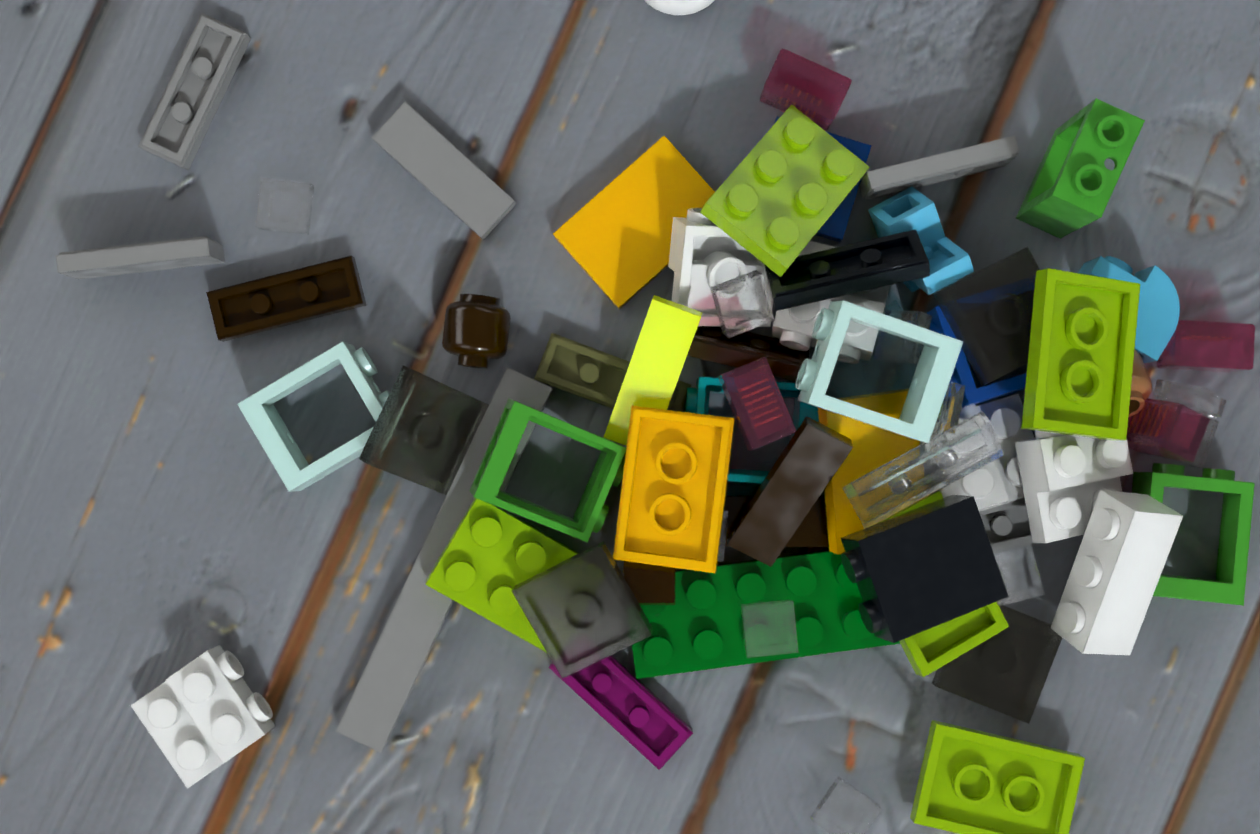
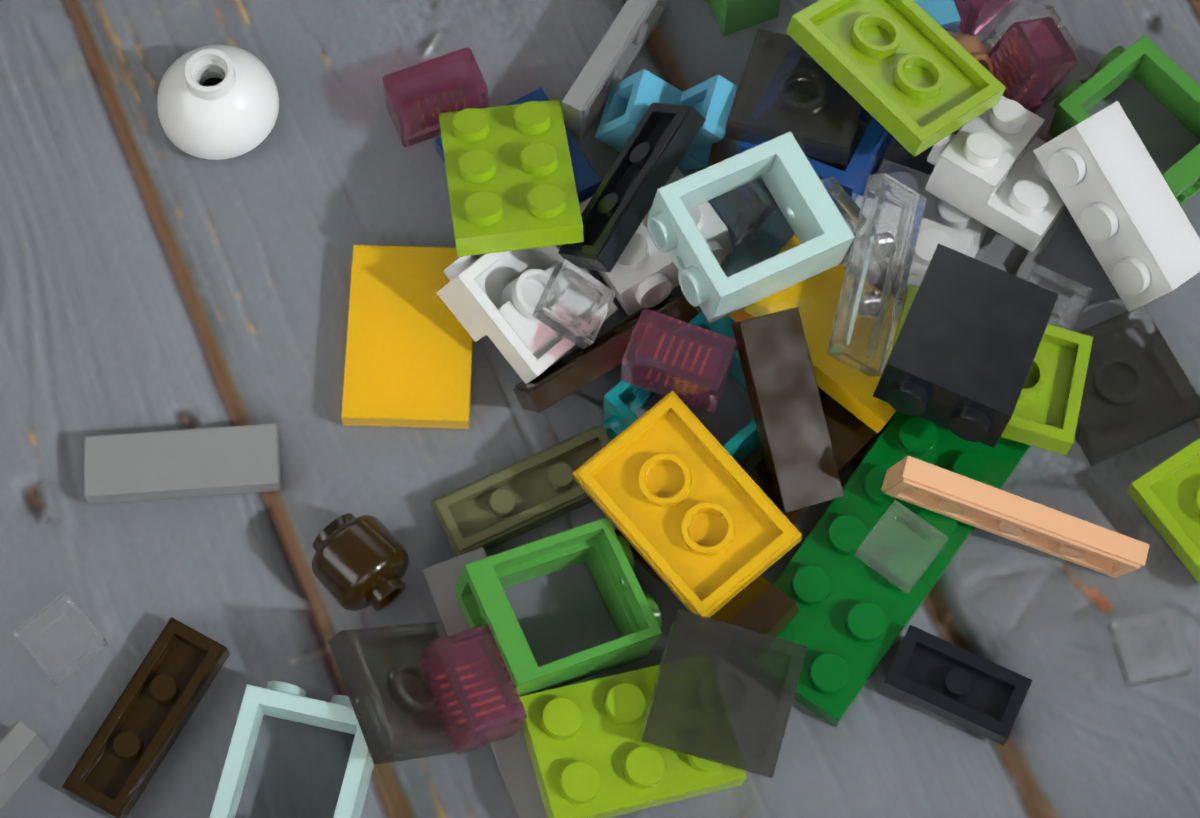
camera: 50 degrees left, 20 degrees down
(454, 469) = (472, 688): none -> clear pink piece
(630, 708) = (856, 759): magenta tile -> none
(654, 363) = (552, 423): neon yellow tile -> none
(719, 726) = (957, 685): none -> black plate
(845, 680) = (1014, 517): none -> light nougat tile

